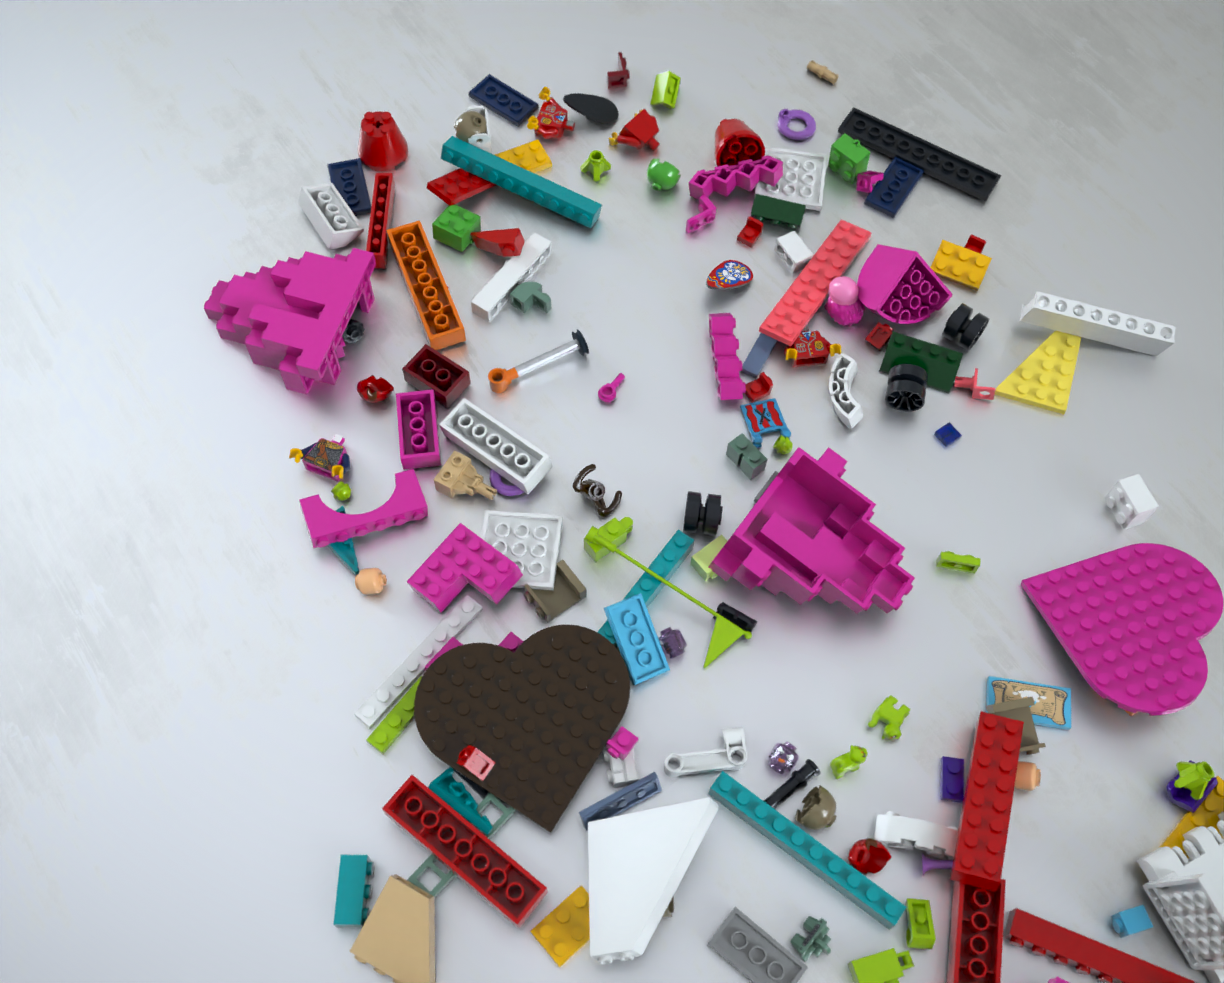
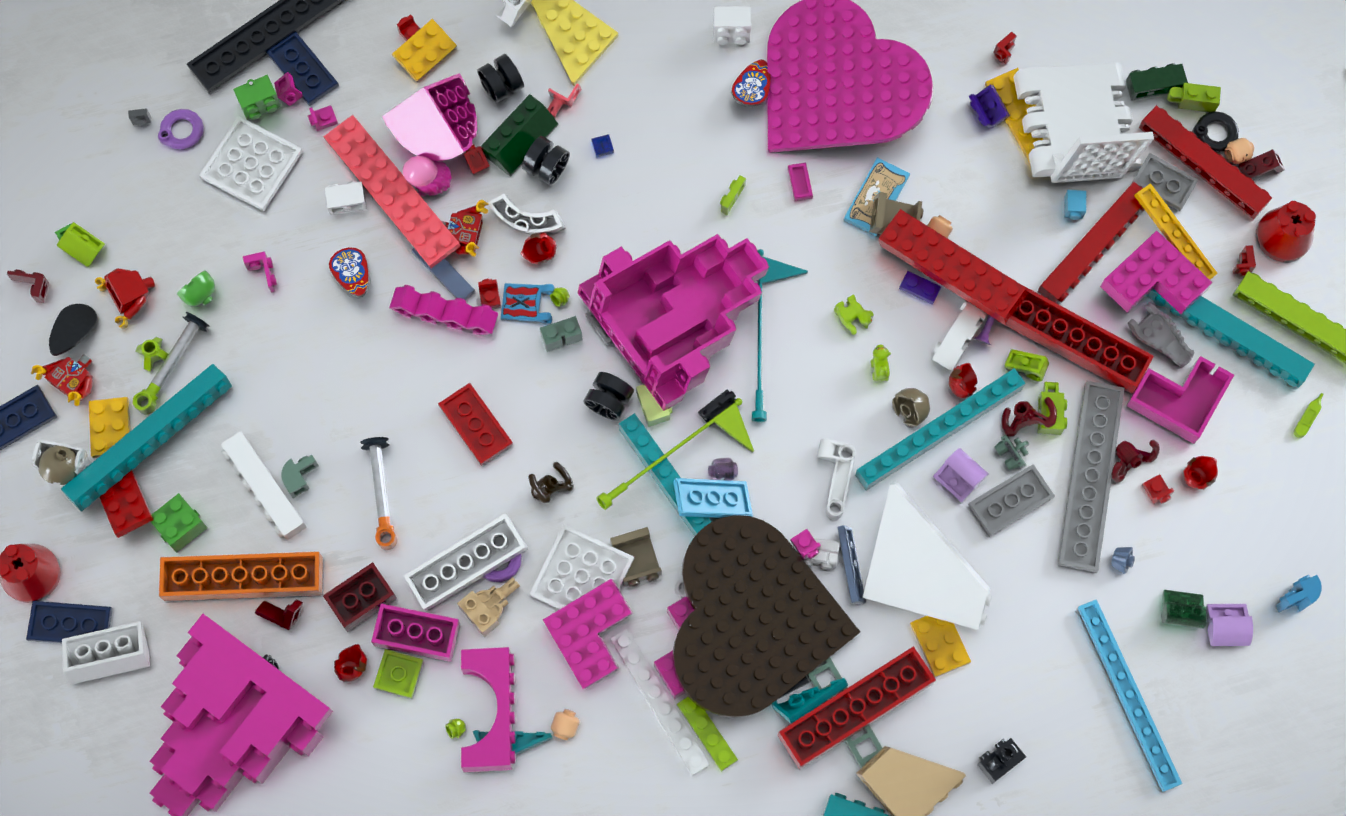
camera: 70 degrees left, 10 degrees up
(324, 458) = (413, 733): torso -> none
(378, 430) = (398, 673): none -> lime plate
(381, 217) = (135, 600): red brick -> none
(402, 324) = (283, 618): none -> dark red bracket
(475, 762) = (785, 673): bracket -> none
(500, 242) = (222, 480): red slope -> none
(556, 174) = (173, 357): none -> piece
(608, 392) = (440, 438): dark pink plate -> none
(613, 531) = (597, 484): lime brick -> none
(631, 416) = (475, 424): none -> red plate
(736, 143) = (195, 201): red cone -> none
(744, 175) = (235, 208): dark pink brick -> none
(750, 232) = (302, 229): red bracket -> none
(763, 887) = (960, 474): none -> lavender brick
(778, 211) = (291, 193): dark green brick -> none
(783, 757) = (858, 415): clear purple head -> none
(791, 93) = (139, 117): none -> dark grey plate
(798, 779) = (881, 410): black pin -> none
(819, 411) = (539, 248): none -> red hair
(822, 72) = (122, 74): tan pin -> none
(857, 214) = (322, 118): none -> dark pink bracket
(858, 940) = (1026, 416): none -> dark red piece
(897, 623) = (776, 271): none -> teal piece
(1005, 622) = (800, 182): none -> dark pink tile
(1080, 542) = (752, 84): none -> shield
(1194, 777) = (986, 101): lime rock -> none

